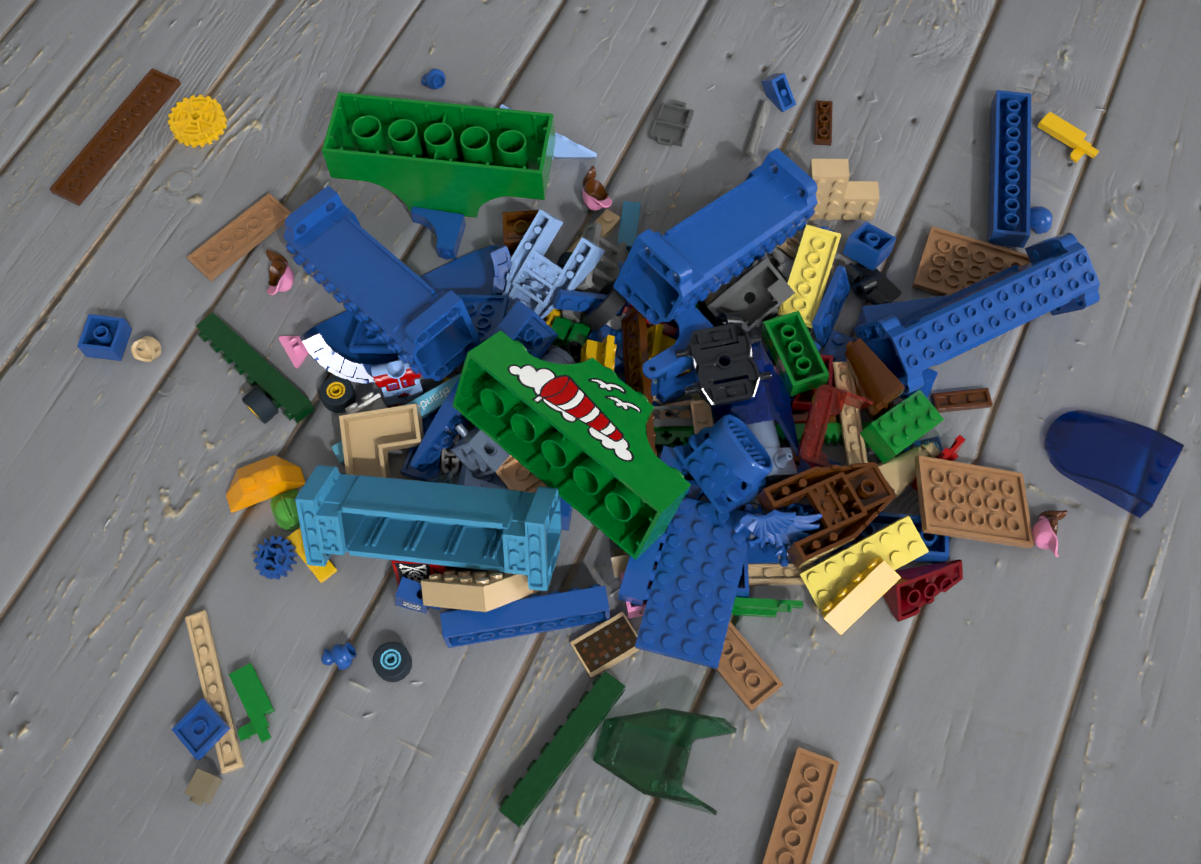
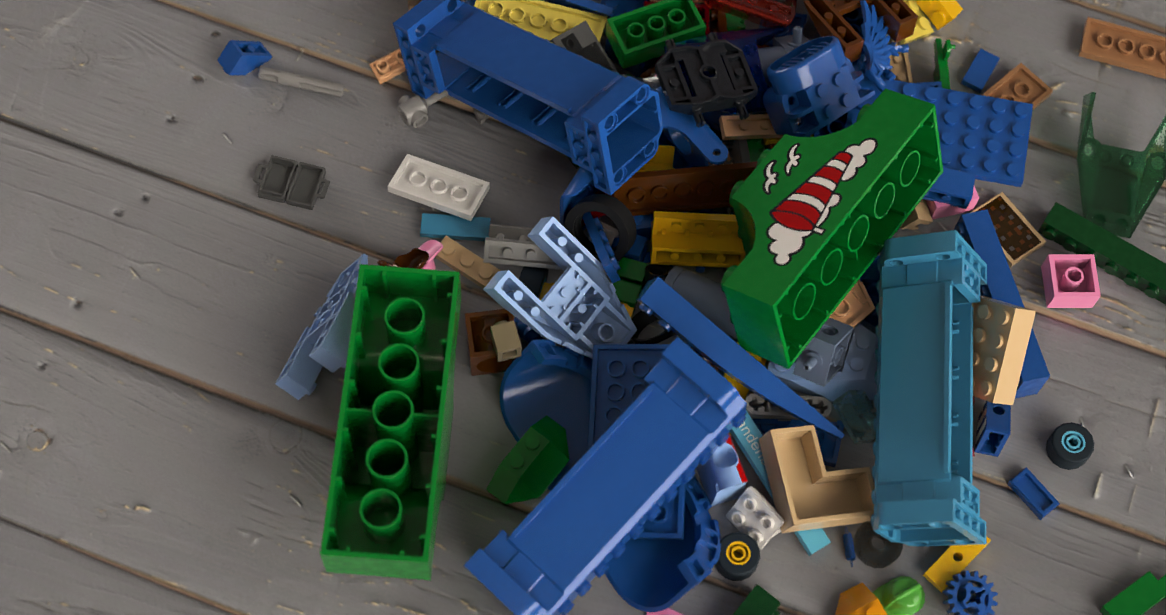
camera: 100 degrees left, 0 degrees up
(340, 654) = (1072, 502): blue animal -> none
(358, 627) = (1033, 493): none -> blue tile
(432, 264) = (531, 463): none -> green wedge
(434, 79) = (209, 492): blue animal -> none
(446, 226) = (473, 446): blue arch -> none
(509, 229) = (505, 340): none -> dark tan brick
(545, 687) = (1070, 281): none -> bright pink brick
(661, 208) = (438, 187): none -> white plate
(777, 648) = (980, 70): none -> blue tile
(823, 123) = (291, 12): reddish brown tile -> none

